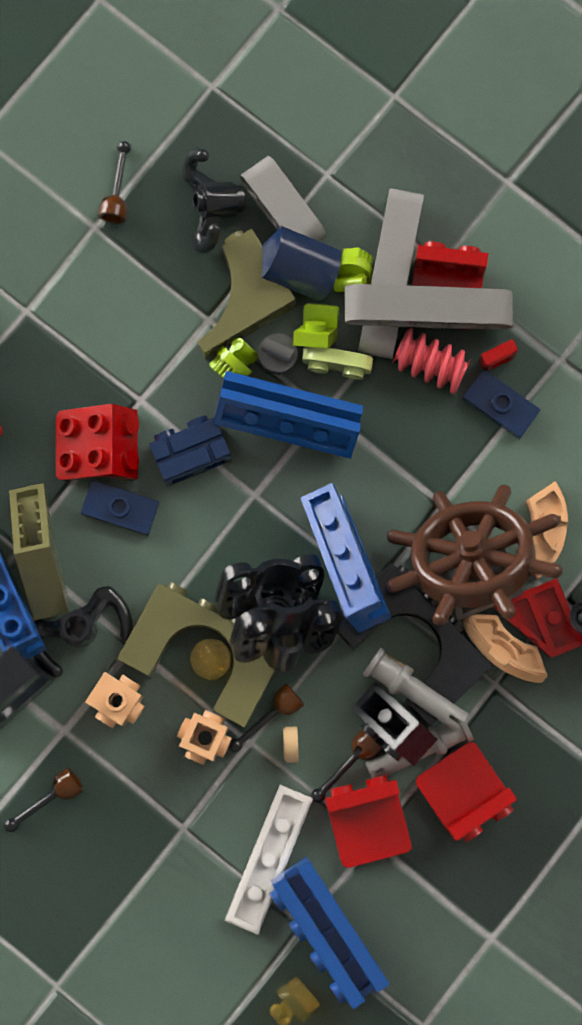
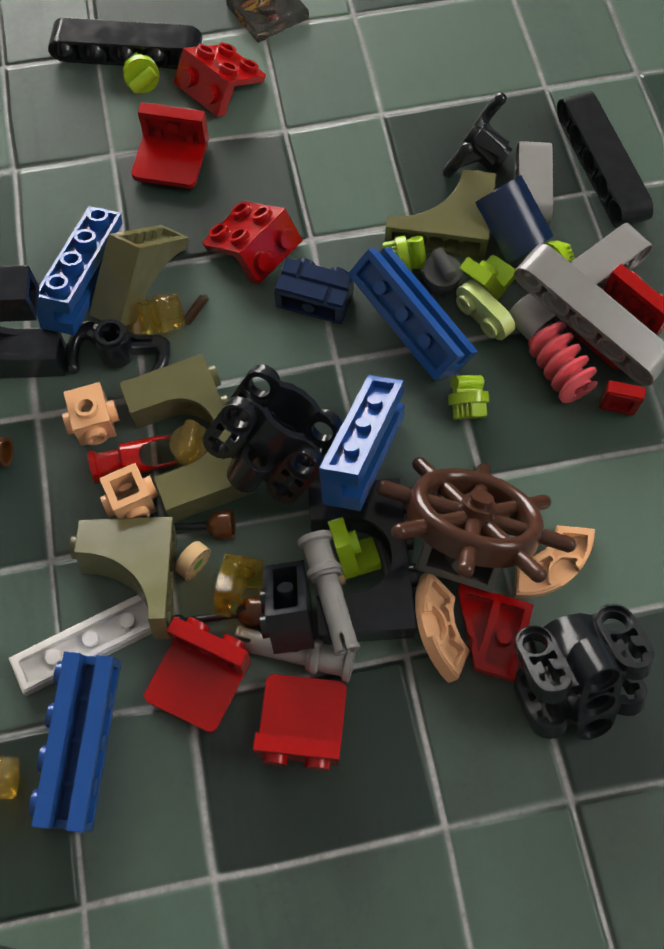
camera: 40 degrees right, 15 degrees down
(88, 570) = (161, 314): none -> clear yellow piece
(106, 532) = (190, 320): none -> reddish brown leg
(113, 208) = (405, 104): reddish brown hinge -> none
(120, 507) = (227, 294): dark blue plate -> none
(172, 709) = (126, 454): none -> red piece
(249, 775) = (135, 553): none -> olive arch
(321, 133) = (604, 159): none -> black beam
(332, 728) = (235, 575): none -> clear yellow bracket
(384, 449) = (468, 397): none -> lime piece
(403, 643) = (355, 555): none -> lime bracket
(501, 404) = (595, 439): dark blue plate -> none

